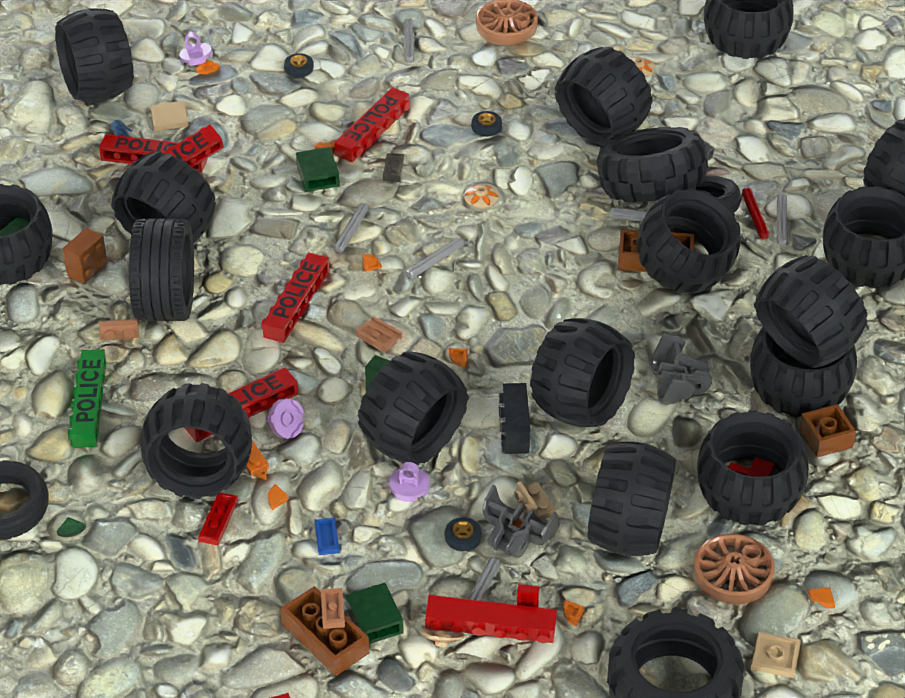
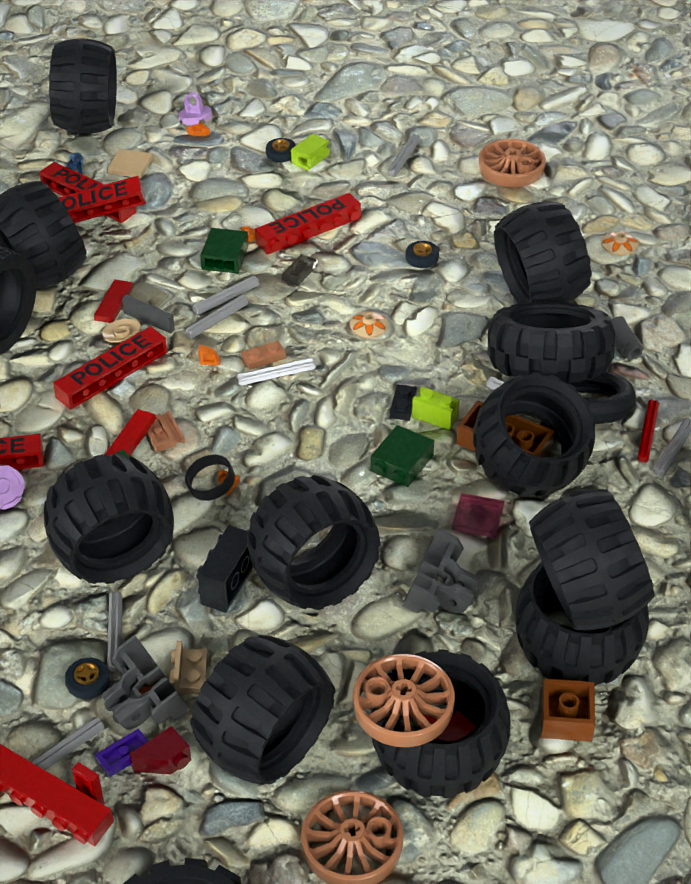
camera: 25 degrees right, 0 degrees up
(251, 242) = (112, 302): none -> red tile
(282, 263) = (121, 330): none -> tan dish
(293, 243) = (148, 314): none -> dark grey tile
(327, 60) = (310, 152): none -> lime brick
(345, 207) = (226, 295): none -> light grey axle
(358, 347) = (132, 432): none -> red tile
(409, 482) = (77, 600): lavender tile -> none
(414, 247) = (263, 355): none -> nougat plate
(446, 341) = (202, 463): none -> black tyre
(455, 493) = (114, 627): none -> light grey axle
(531, 571) = (116, 756): none -> dark purple plate
(554, 250) = (402, 402): none -> black plate
(561, 563) = (162, 754): none -> dark red slope
(573, 612) = (139, 818): orange tile -> none
(584, 291) = (402, 455): none -> dark green brick
(586, 246) = (435, 408): none -> lime brick
(670, 318) = (478, 515): none -> clear pink tile
(733, 452) = (403, 698): none -> nougat piece

